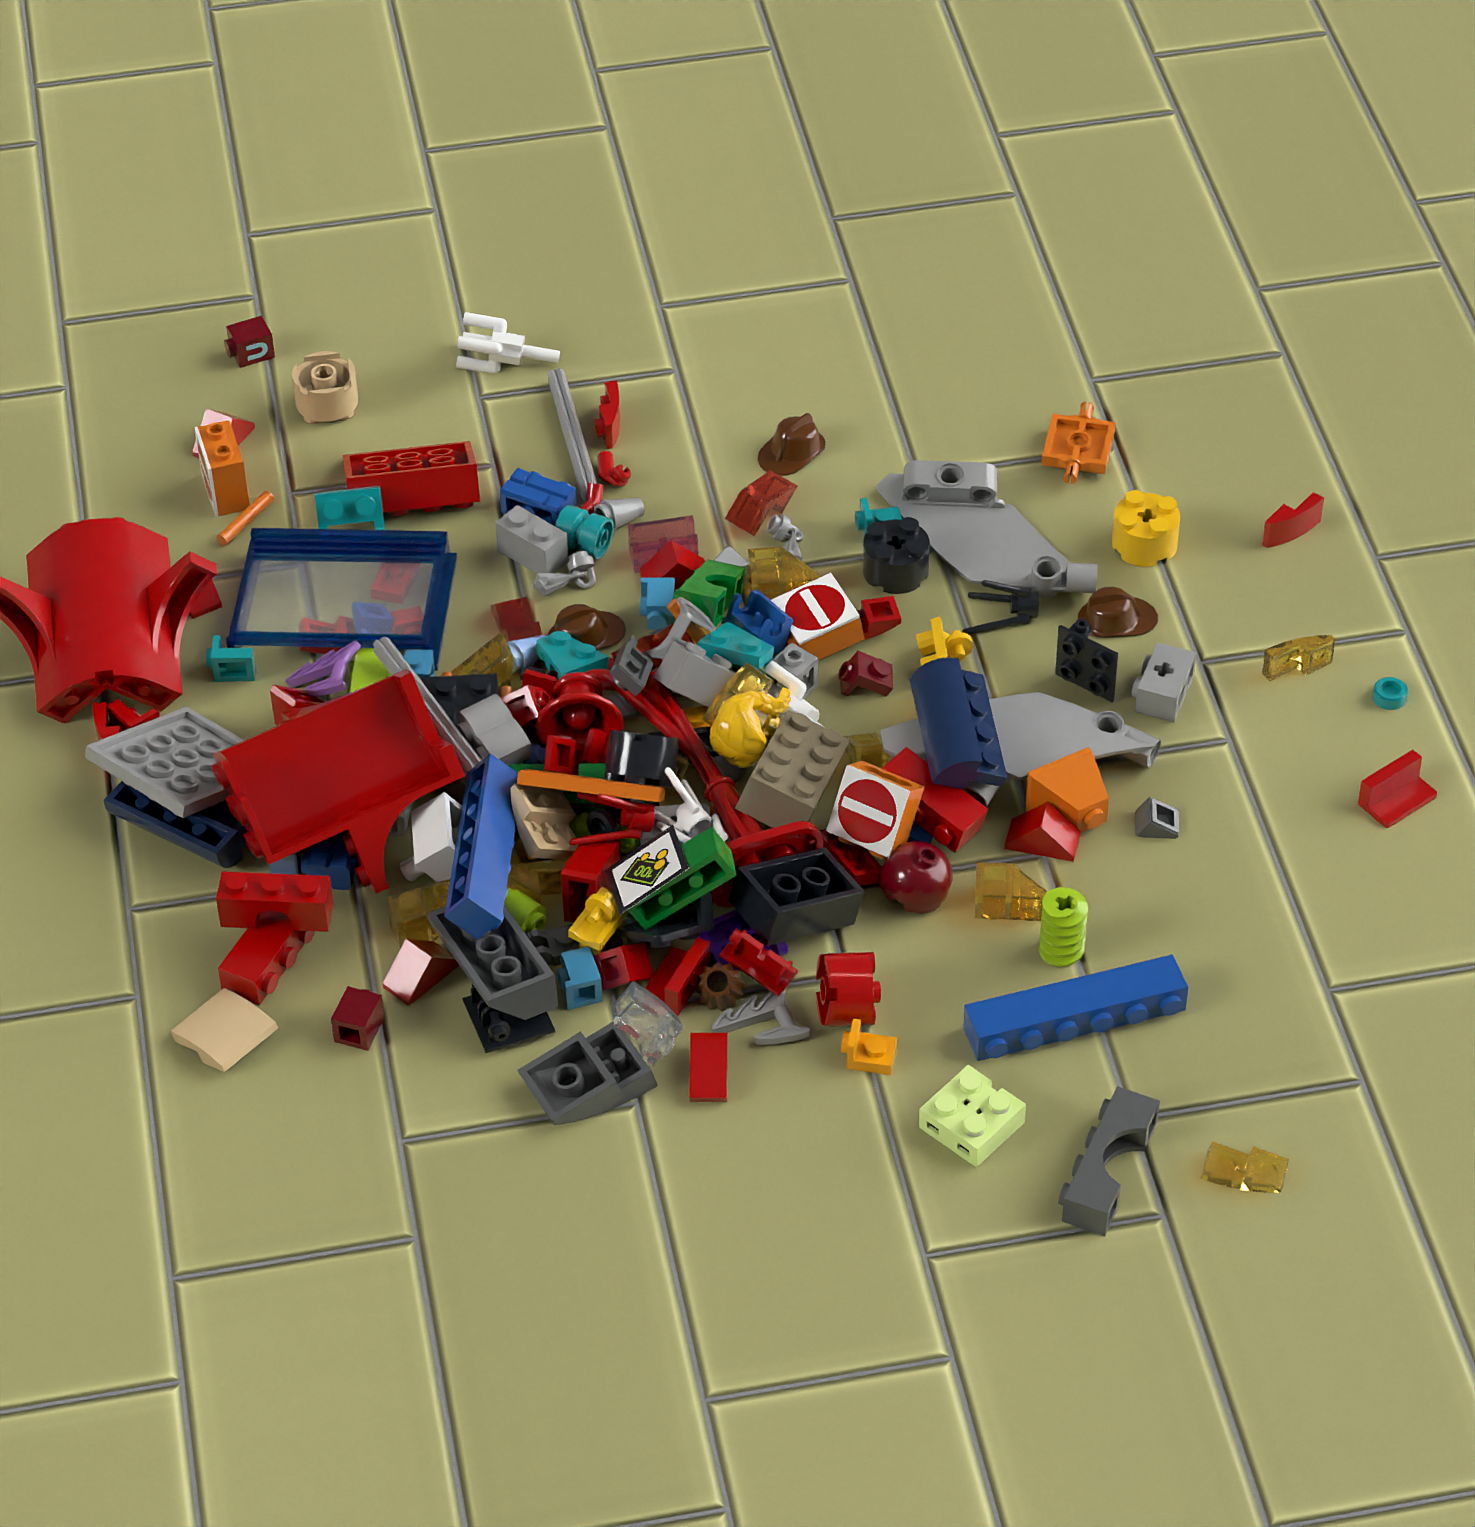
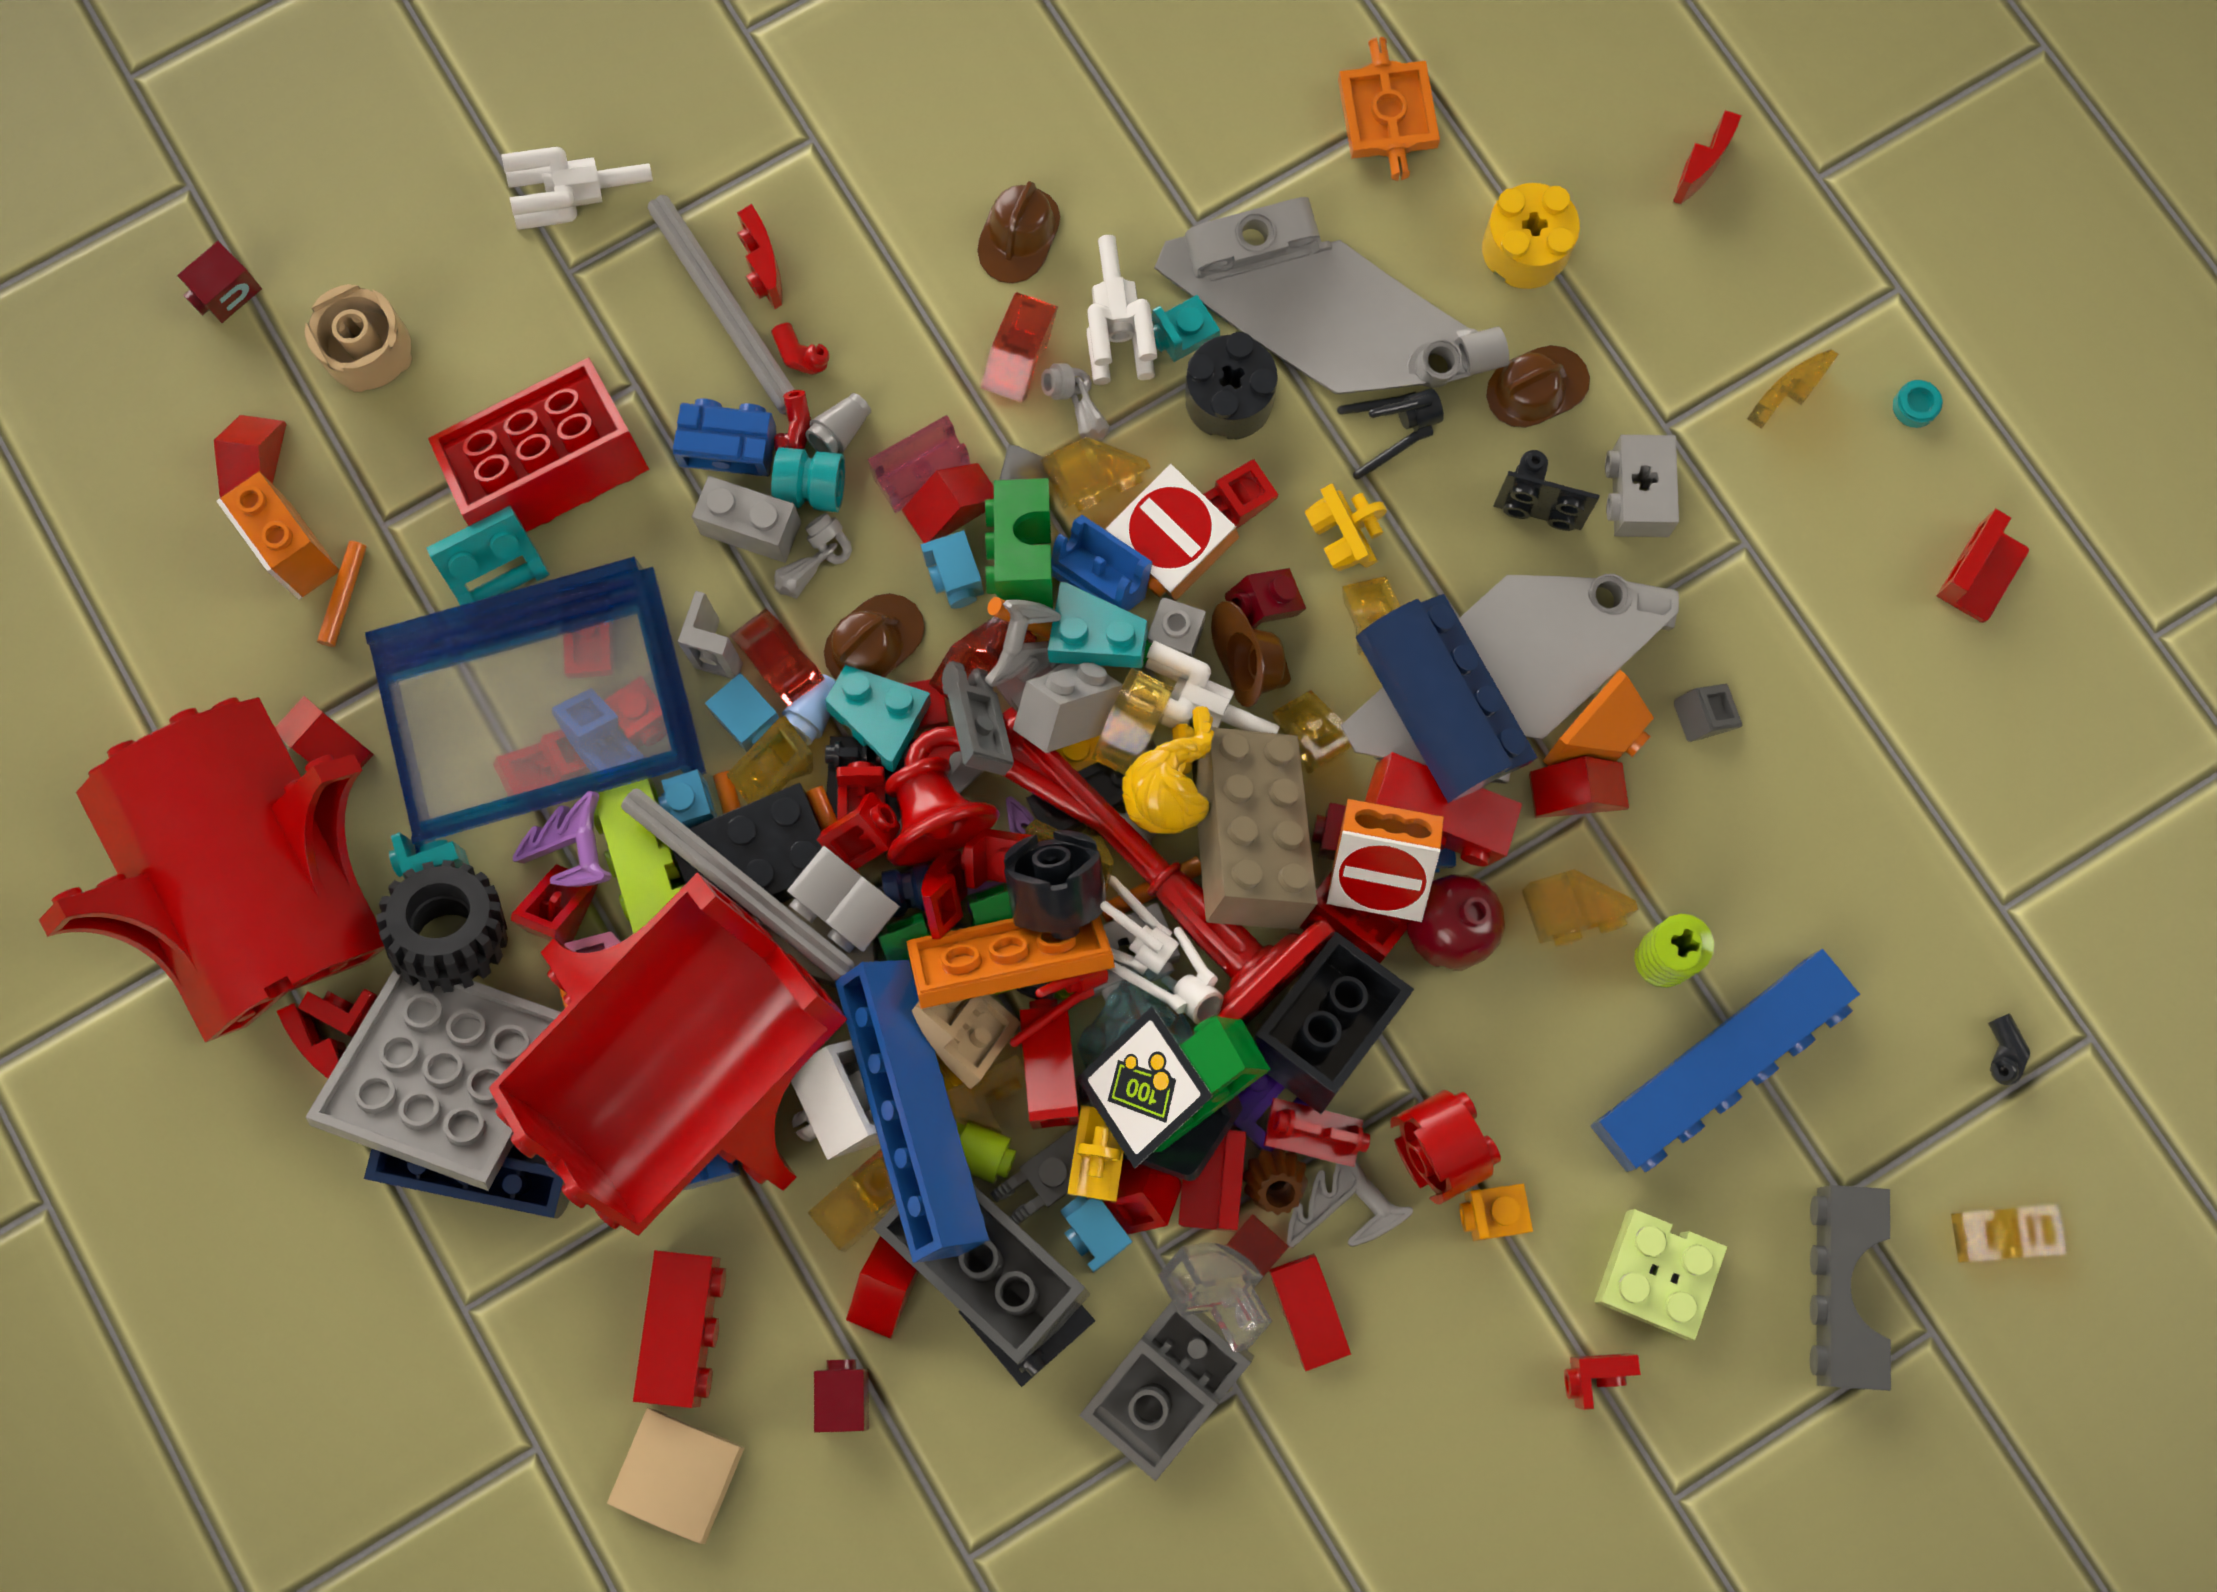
camera: 20 degrees left, 30 degrees up
(223, 689) = (436, 894): none -> black tyre
(302, 898) = (667, 1286): red arch -> none
(473, 591) = (701, 644): none -> light grey panel
(474, 633) = (742, 711): none -> dark azure brick
(692, 1021) = (1258, 1244): none -> clear red tile
(834, 500) = (1117, 318): none -> white plant
(840, 697) = (1248, 655): none -> reddish brown piece
(901, 1152) = (1607, 1369): none -> red bracket
(1296, 1065) = (2011, 1053): none -> black arm

